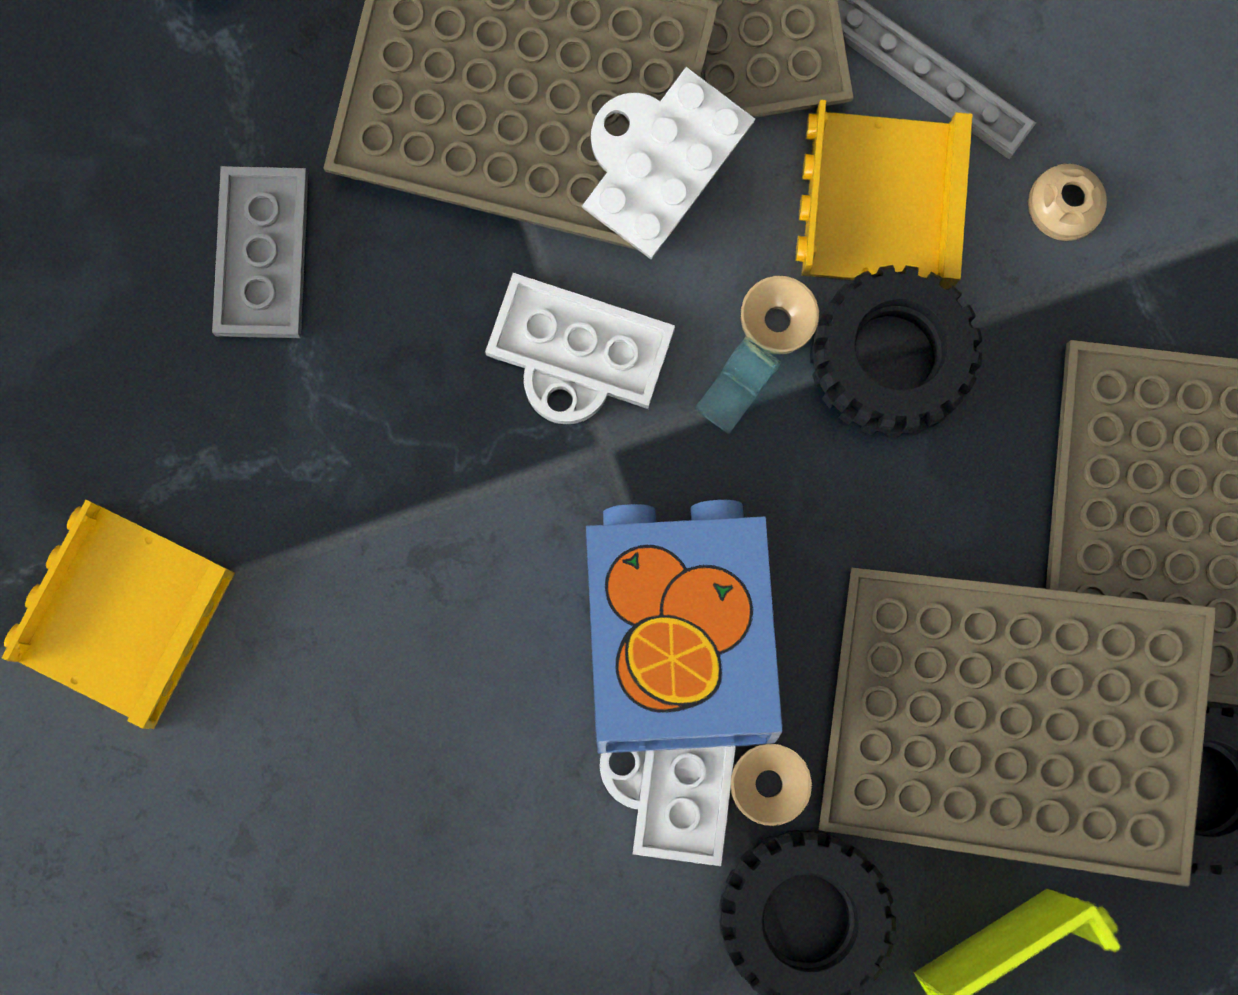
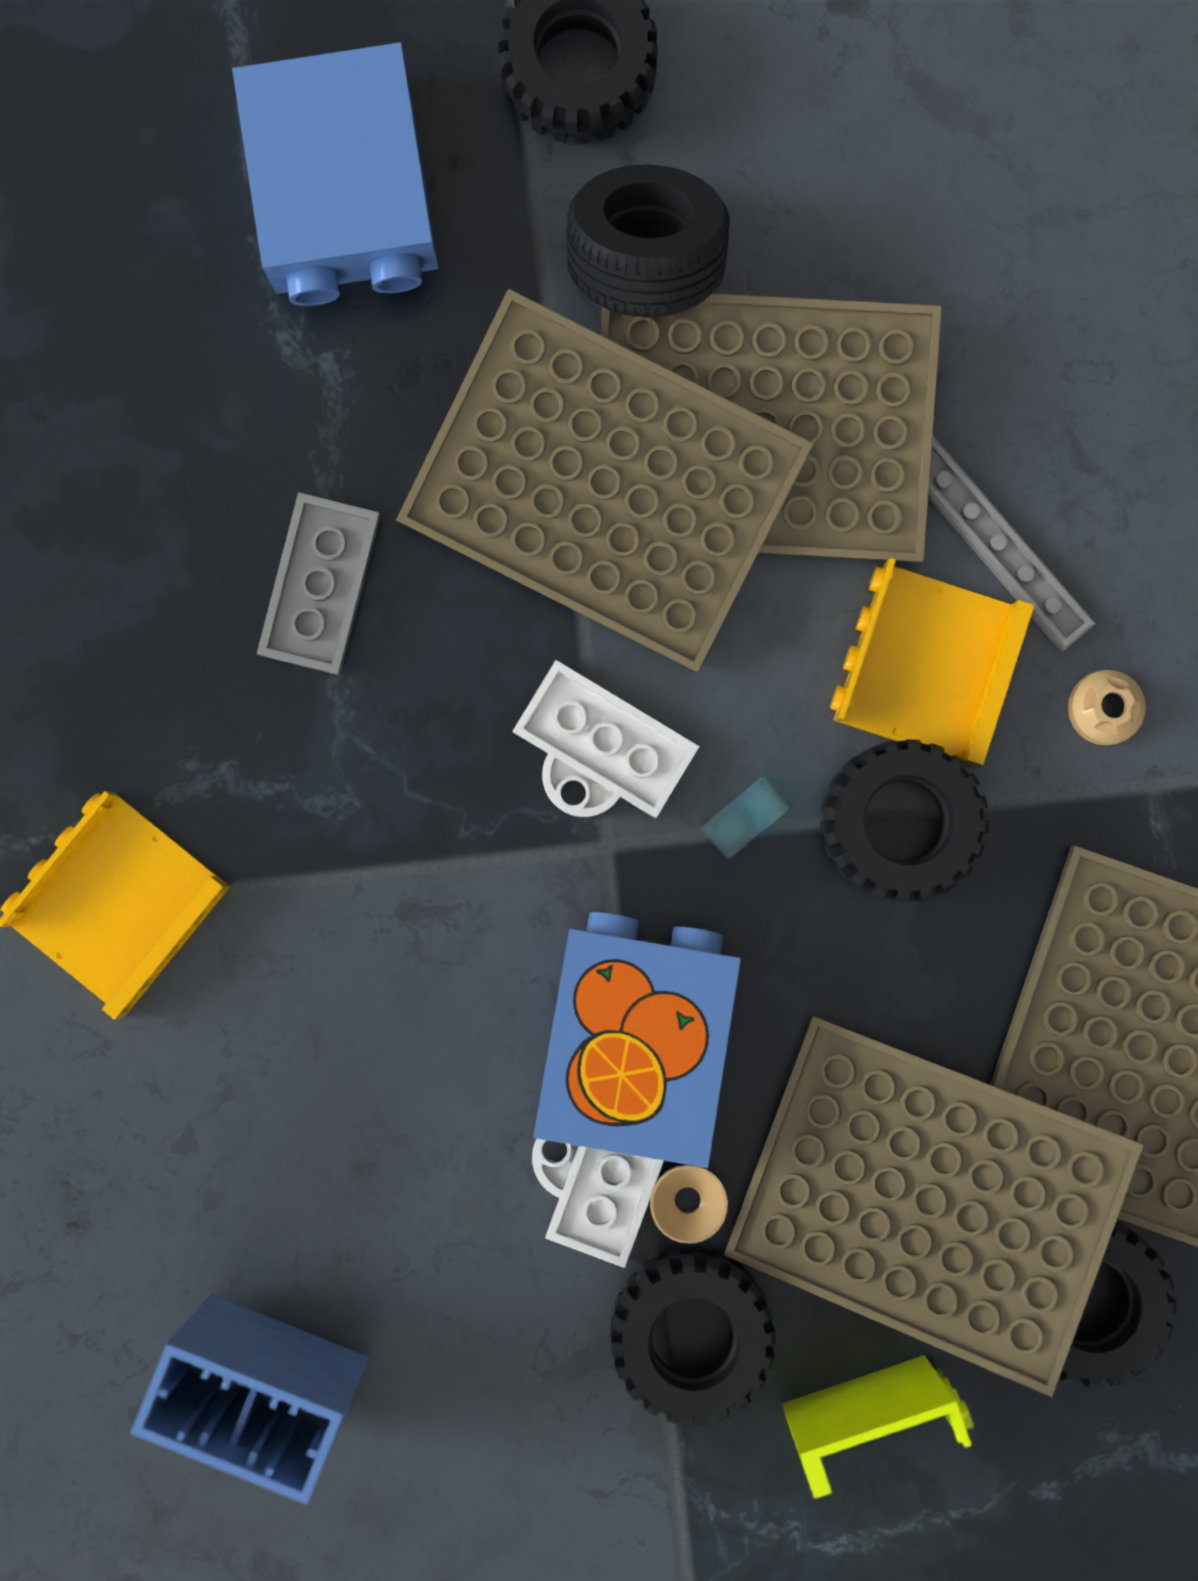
camera: 10 degrees right, 5 degrees up
(662, 157) = (723, 584): white plate -> none
(782, 294) = (821, 748): tan piece -> none

